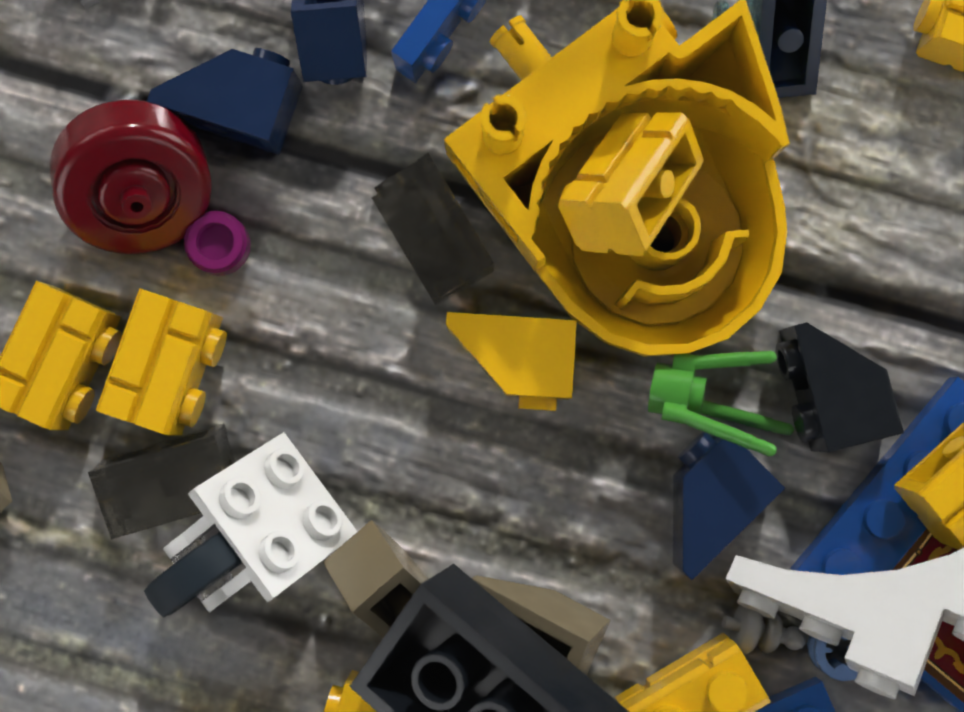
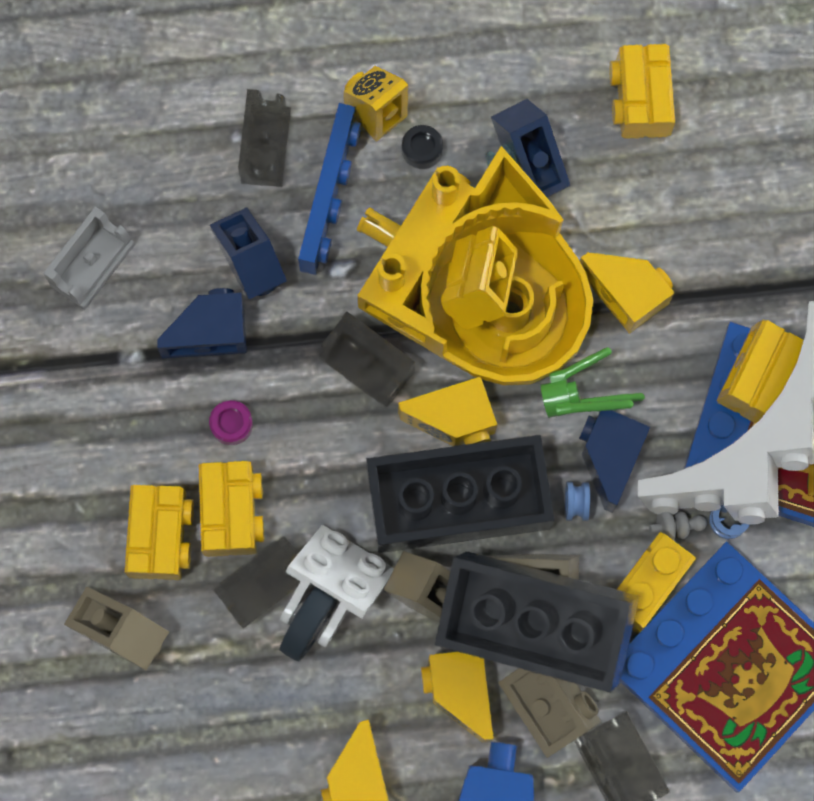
camera: 30 degrees left, 10 degrees down
(129, 177) = (163, 400): dark red wheel -> none
(479, 474) = (459, 493): none -> black brick
(640, 543) = (577, 501): none -> medium blue bush
(837, 270) = (628, 287): none -> yellow slope
(838, 391) = (659, 357): black slope -> none

